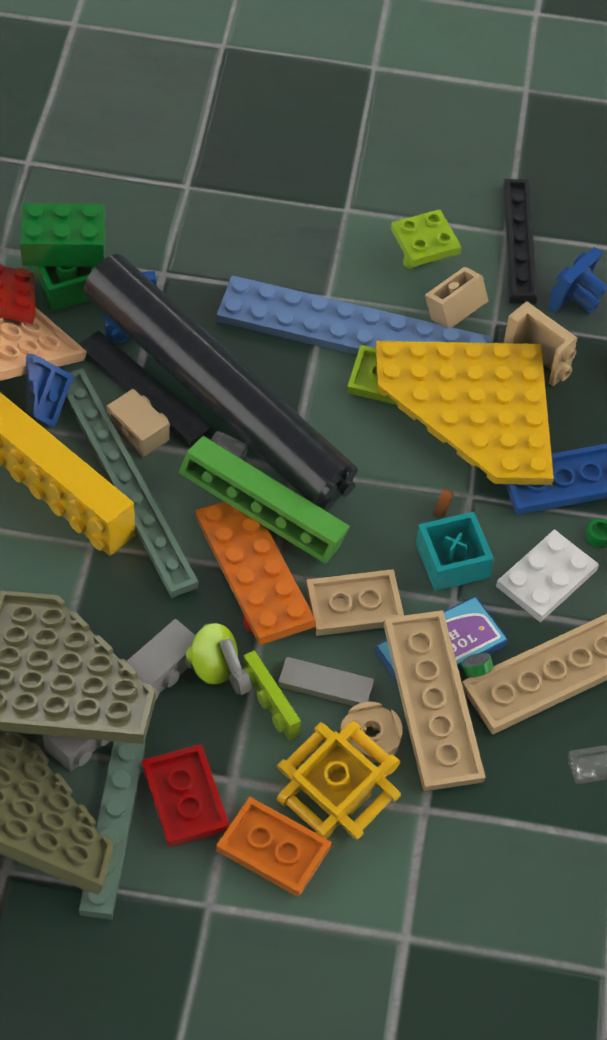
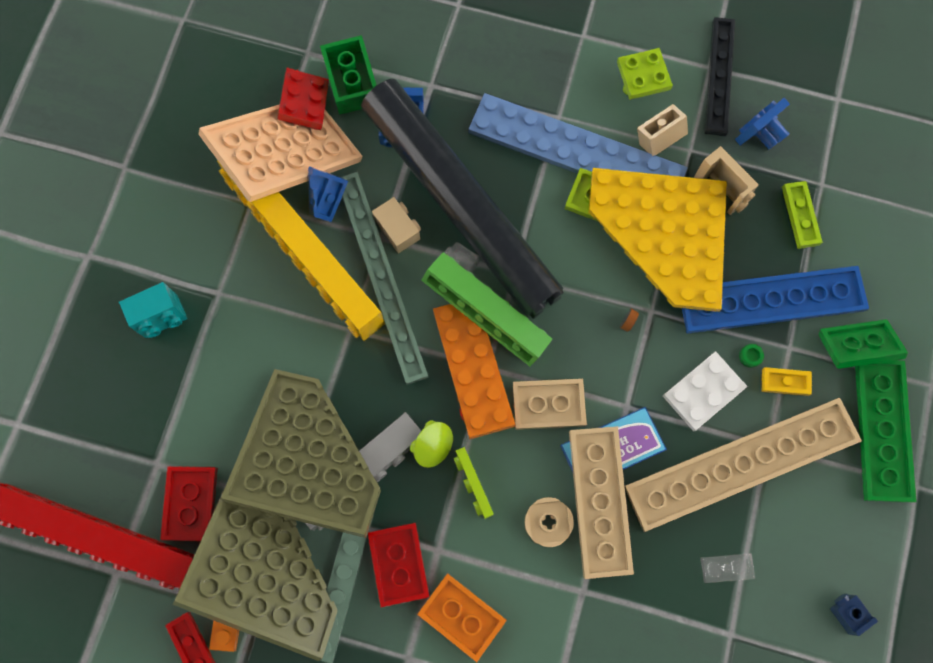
camera: 10 degrees right, 20 degrees up
(62, 234) = (349, 53): green brick -> none
(131, 375) = (405, 191): black tile -> none
(238, 677) = (448, 458): light grey bar -> none
(325, 682) = (518, 473): light grey tile -> none
(338, 779) = (518, 566): yellow brick -> none
(454, 551) = (633, 368): teal brick -> none
(477, 664) = (639, 473): green tile -> none

